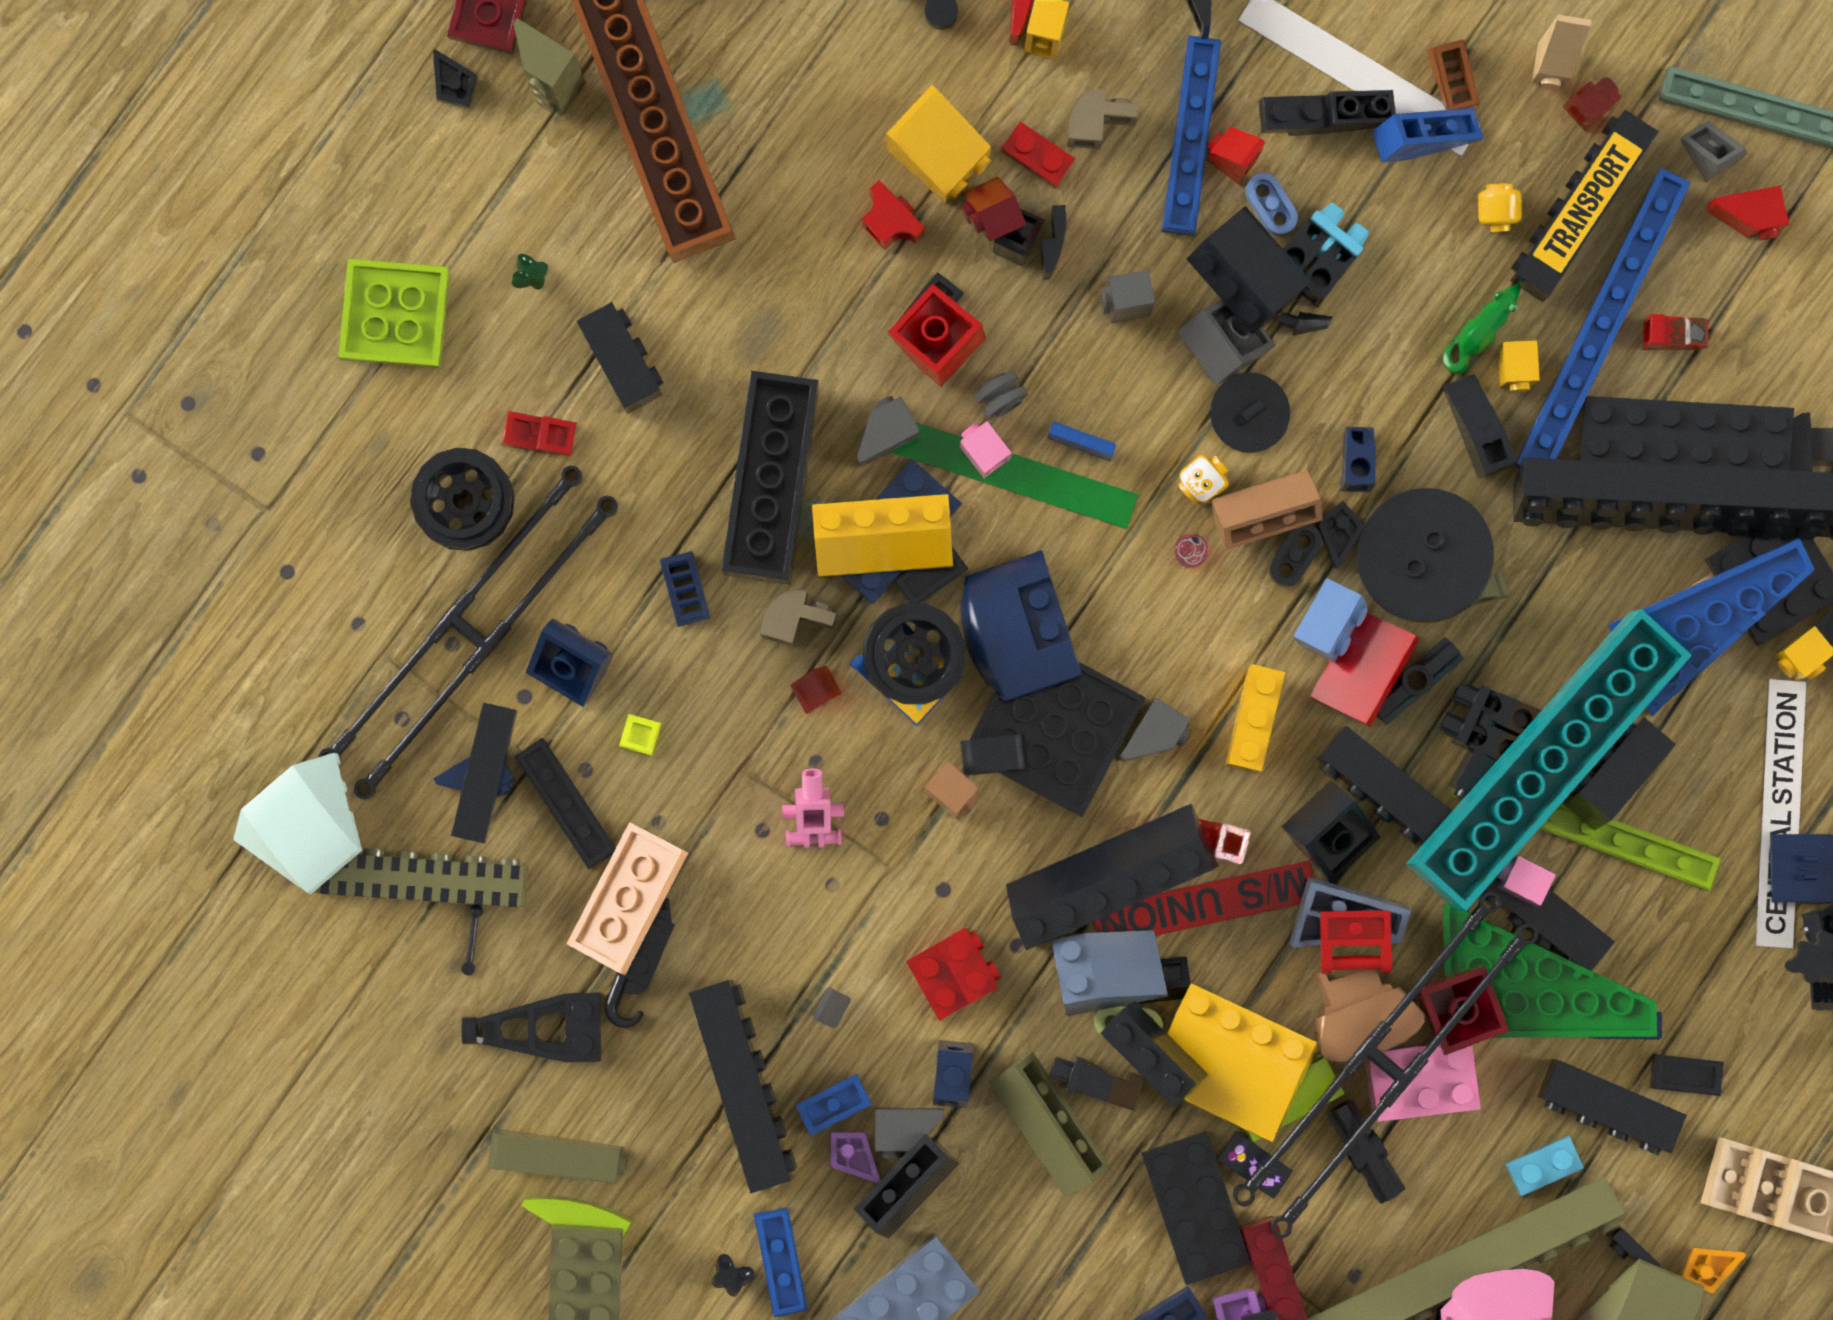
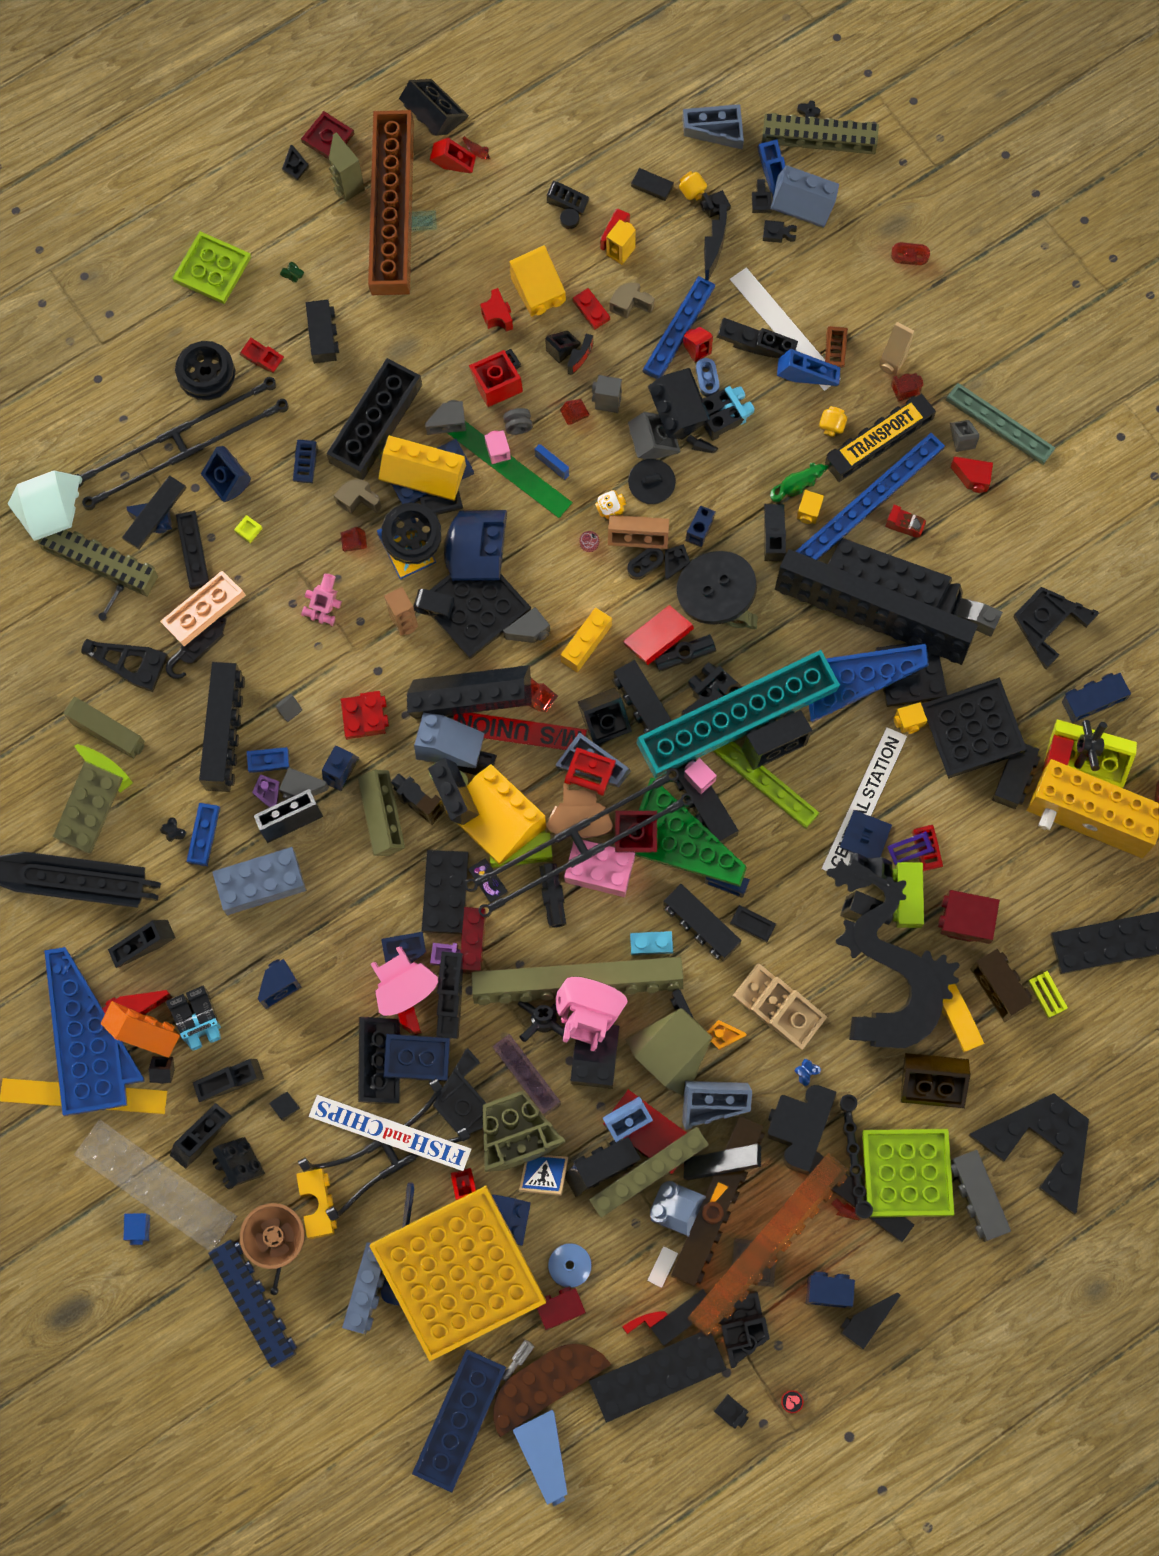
camera: 25 degrees right, 10 degrees down
(992, 209) = (552, 323): dark red brick -> none
(1080, 340) = (574, 411): none -> clear red slope
(1331, 620) = (650, 603): medium blue brick -> none

